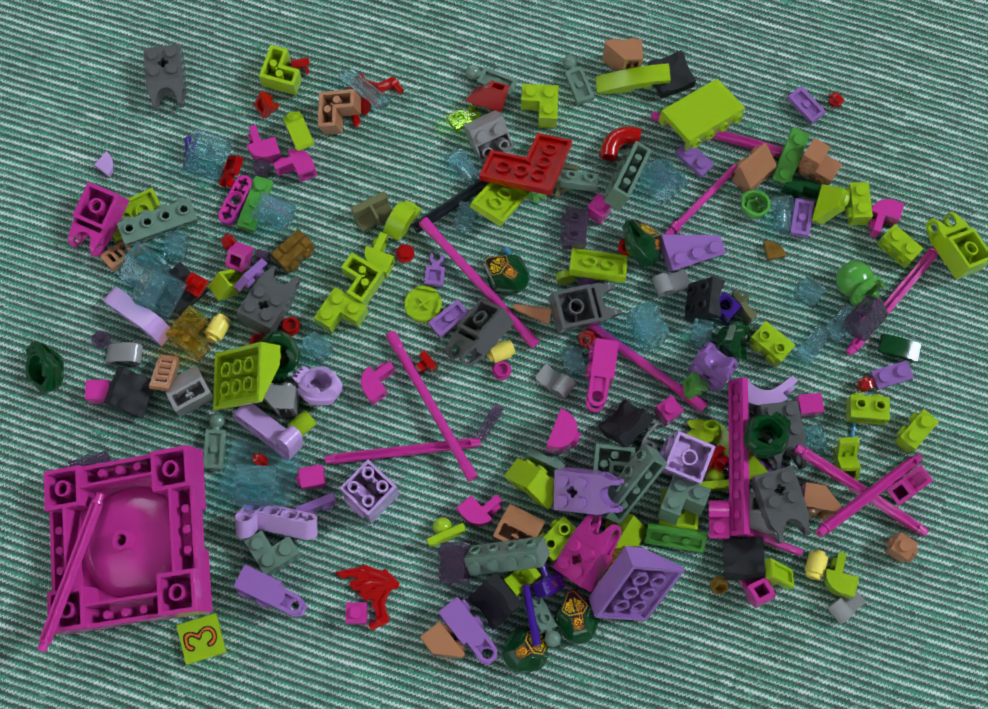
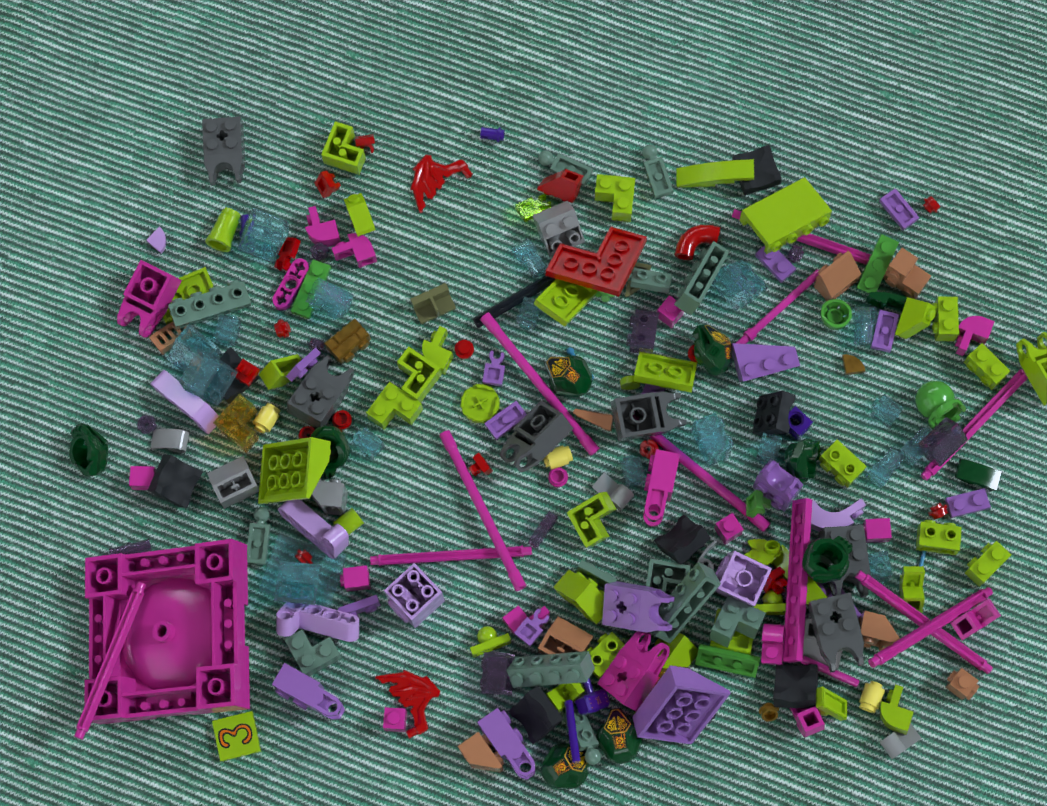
camera: 10 degrees right, 0 degrees up
(165, 370) = (211, 460): nougat slope -> none
(168, 152) = (223, 230): none -> lime plant
(239, 256) = (292, 345): dark pink brick -> none
(317, 385) = (367, 489): lavender helmet -> none
(334, 106) = (399, 189): nougat brick -> none
(364, 88) = (431, 172): clear light blue plate -> none
(371, 382) = (422, 483): dark pink brick -> none
(401, 218) = (462, 312): lime brick -> none
(421, 52) = (492, 134): none -> dark purple pin
(484, 518) = (530, 629): none -> medium lavender plate
(533, 405) = (587, 518): none -> lime brick
(563, 434) = (616, 548): dark pink brick -> none
(623, 53) = (706, 146): nougat slope -> none
(670, 284) = (740, 395): light grey panel -> none
(712, 149) = (795, 253): none -> clear purple plate
(745, 311) = (817, 427): olive slope -> none

